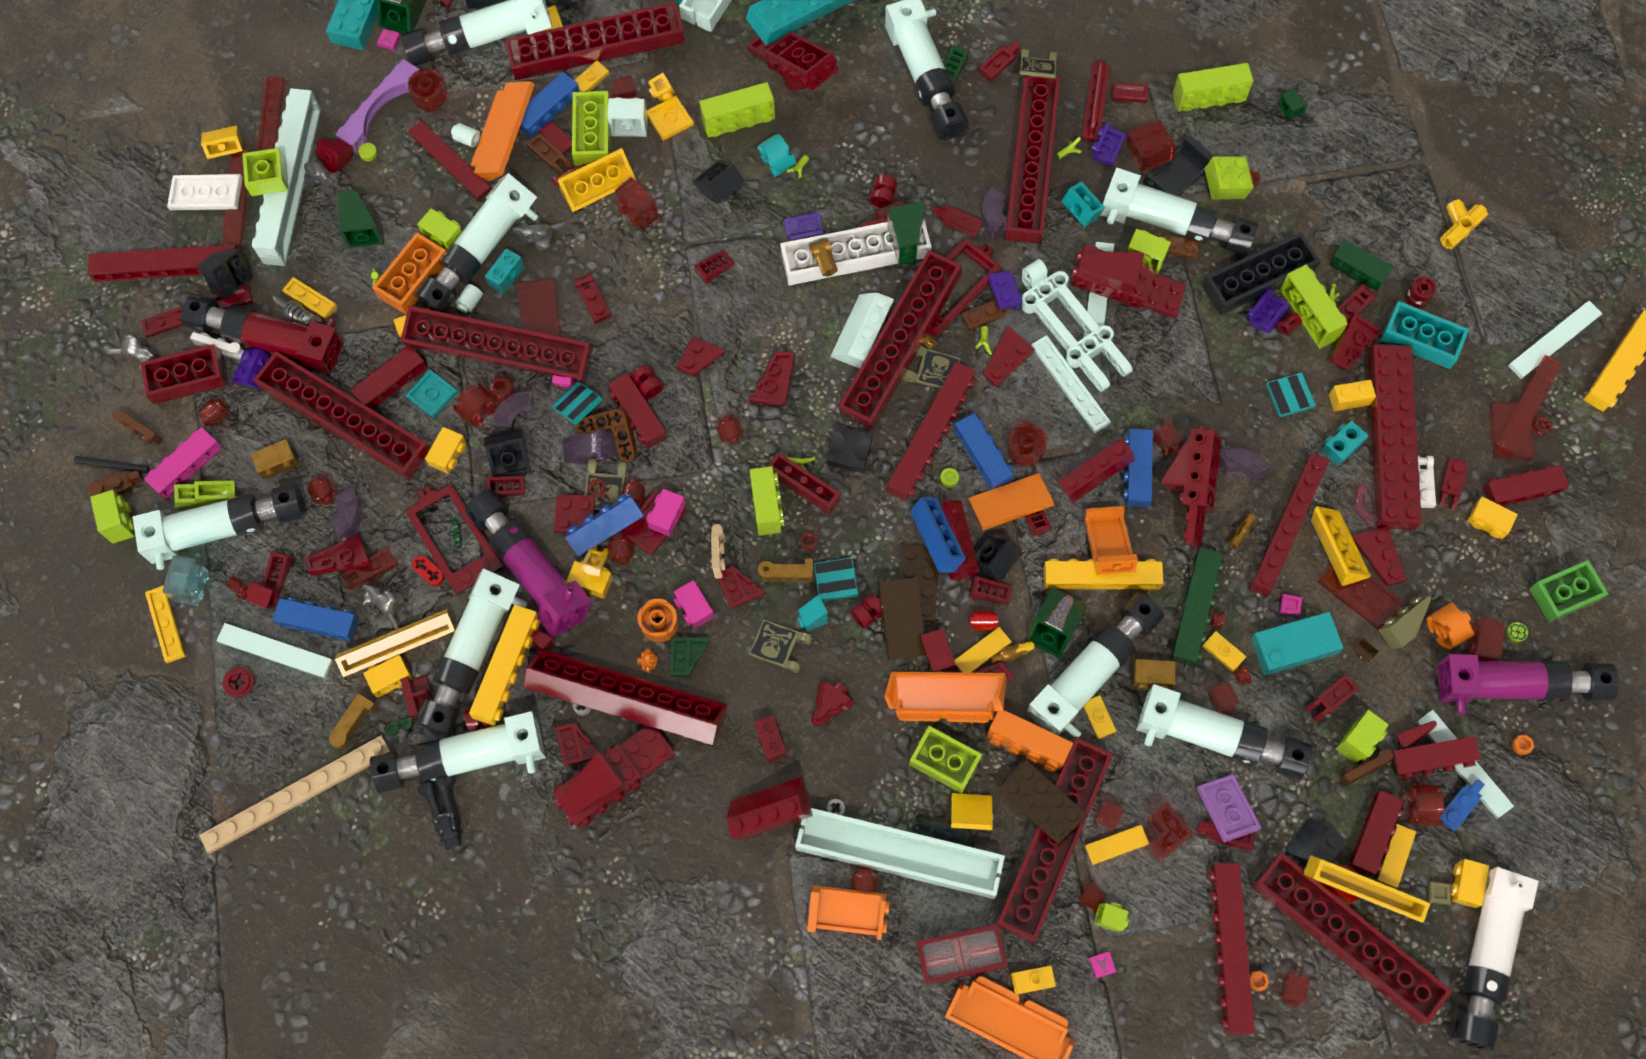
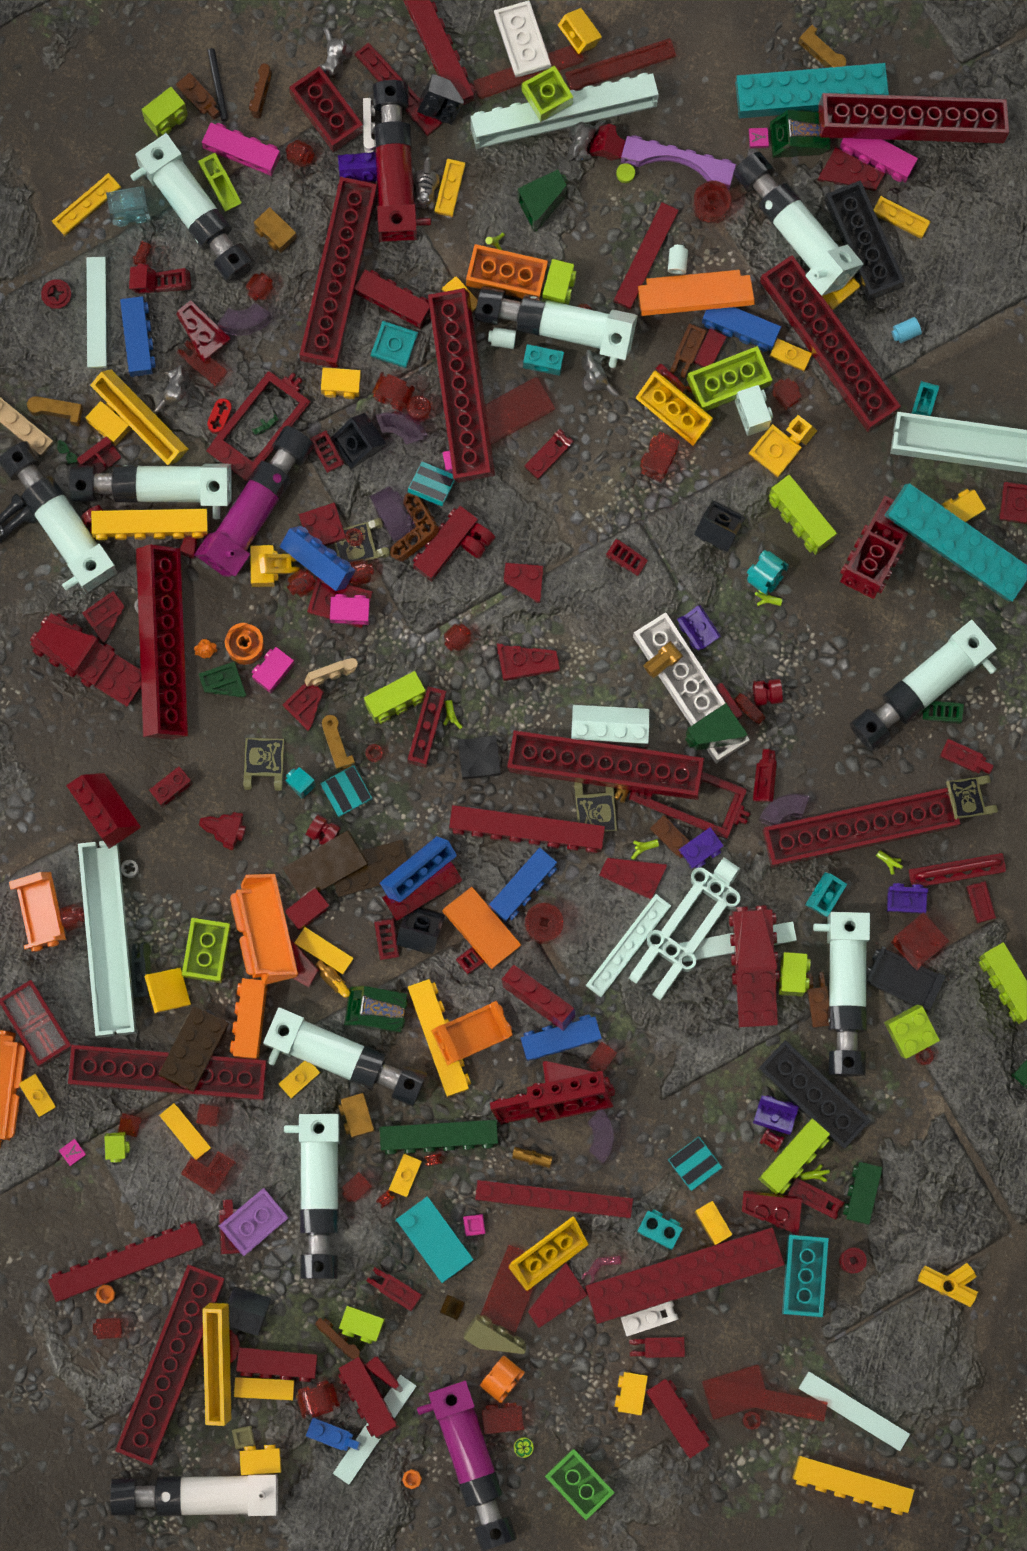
camera: 65 degrees right, 10 degrees up
(949, 477) = (487, 862): lime tile -> none
(983, 620) = (353, 941): red brick -> none

